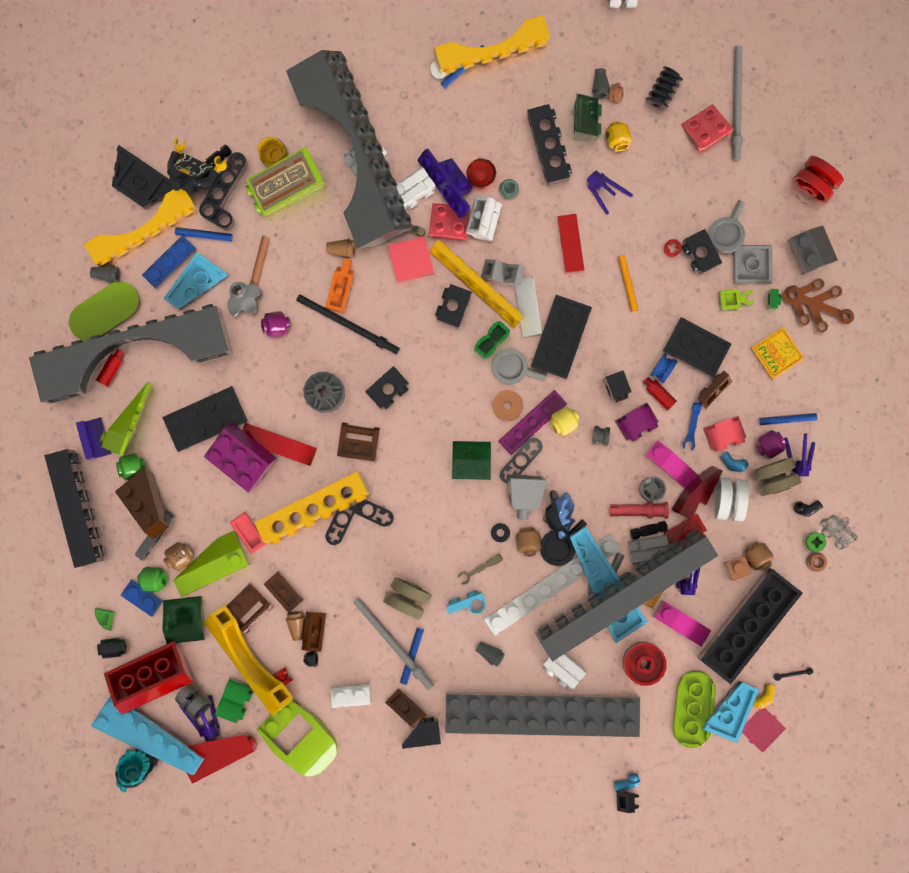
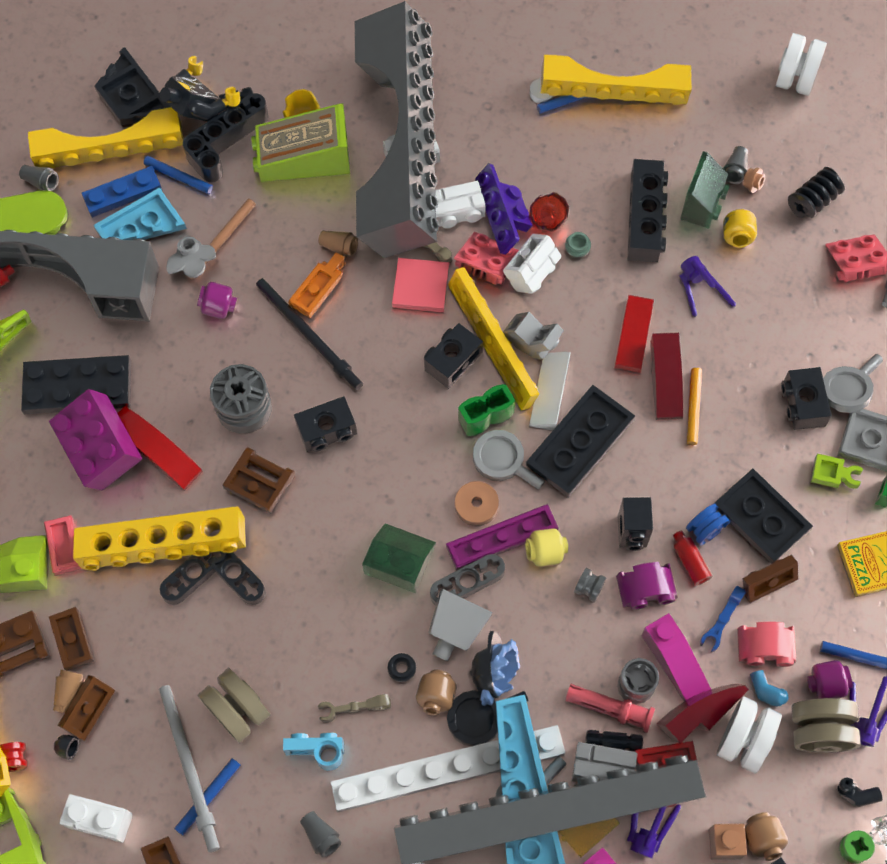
camera: 20 degrees right, 20 degrees down
(603, 269) = (667, 375): none -> dark red slope
(677, 245) = (768, 374): red bush -> none

